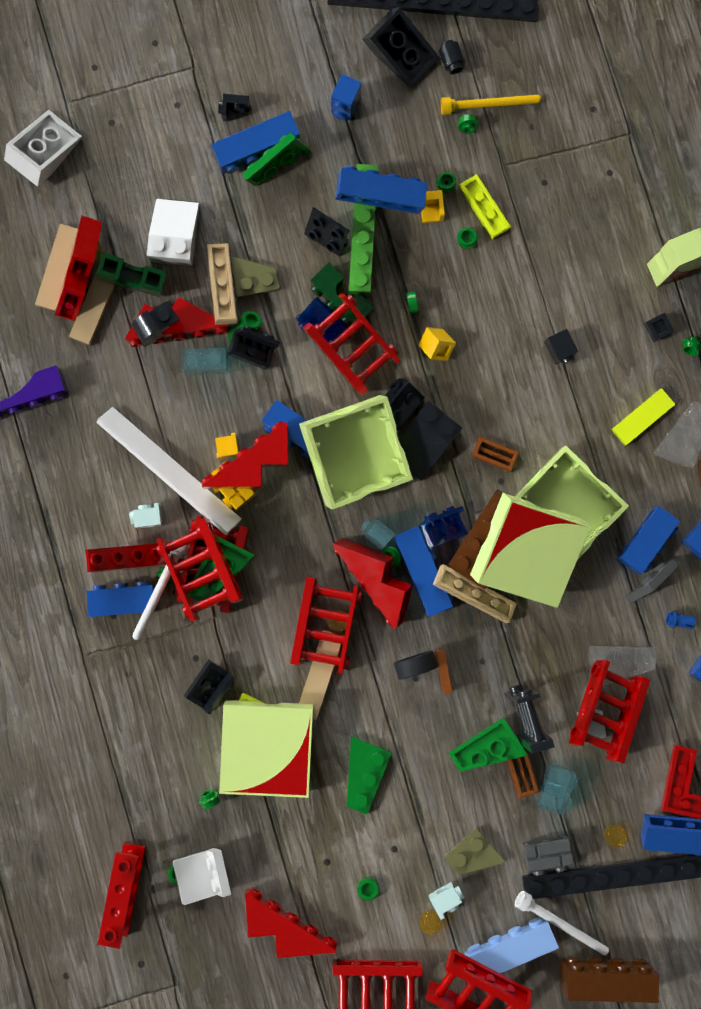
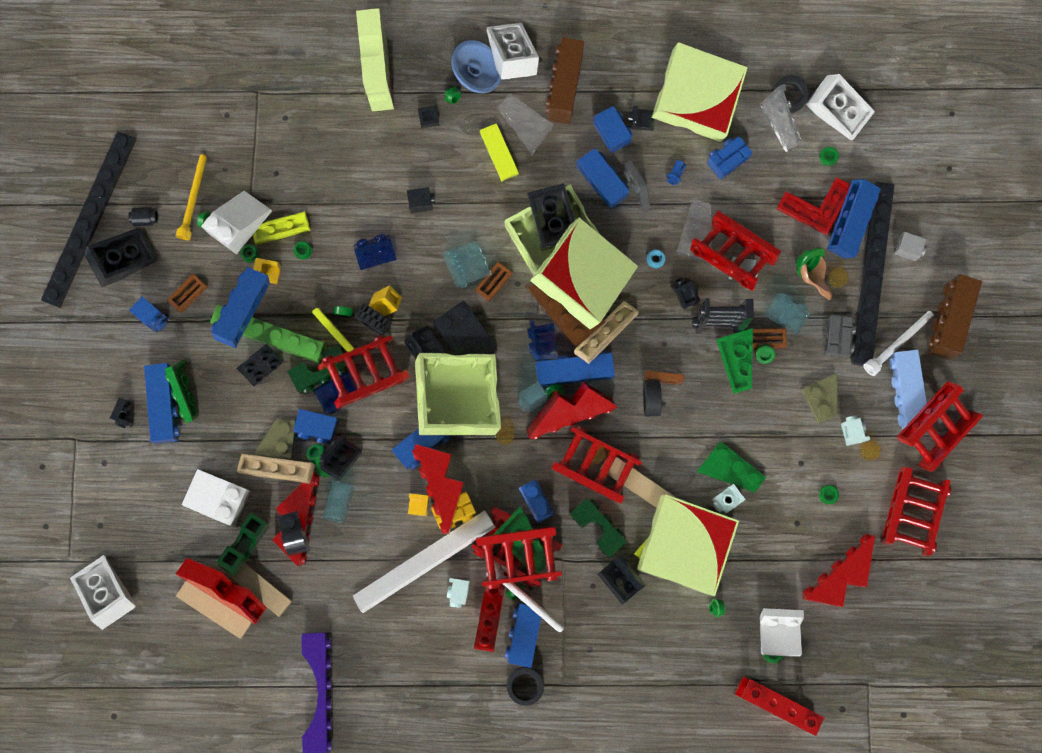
camera: 65 degrees left, 5 degrees down
(52, 616) = (510, 686): none -> black tyre
(249, 663) = (611, 538): none -> dark green arch
(267, 571) = (536, 501): none -> blue brick
(279, 312) = (315, 425): none -> blue brick
(329, 517) = (505, 435): none -> clear yellow tile
(336, 785) = (736, 498): none -> light aqua brick
(378, 137) = (192, 298): none -> dark orange tile
(388, 298) = (333, 330): none -> neon yellow tile
(412, 336) = (372, 319): none -> black tyre
(477, 157) = (236, 221): none -> white slope
(489, 315) = (374, 251): none -> clear blue bracket
(503, 776) = (764, 353): none -> green tile
(504, 418) = (466, 264): none -> clear light blue hinge
(546, 668) = (685, 292): none -> black bracket
(581, 625) = (655, 253): none -> medium azure plate
(587, 494) = (550, 214): none -> black slope
(615, 804) = (812, 269): none -> piece
(676, 909) = (910, 246): none -> light grey brick

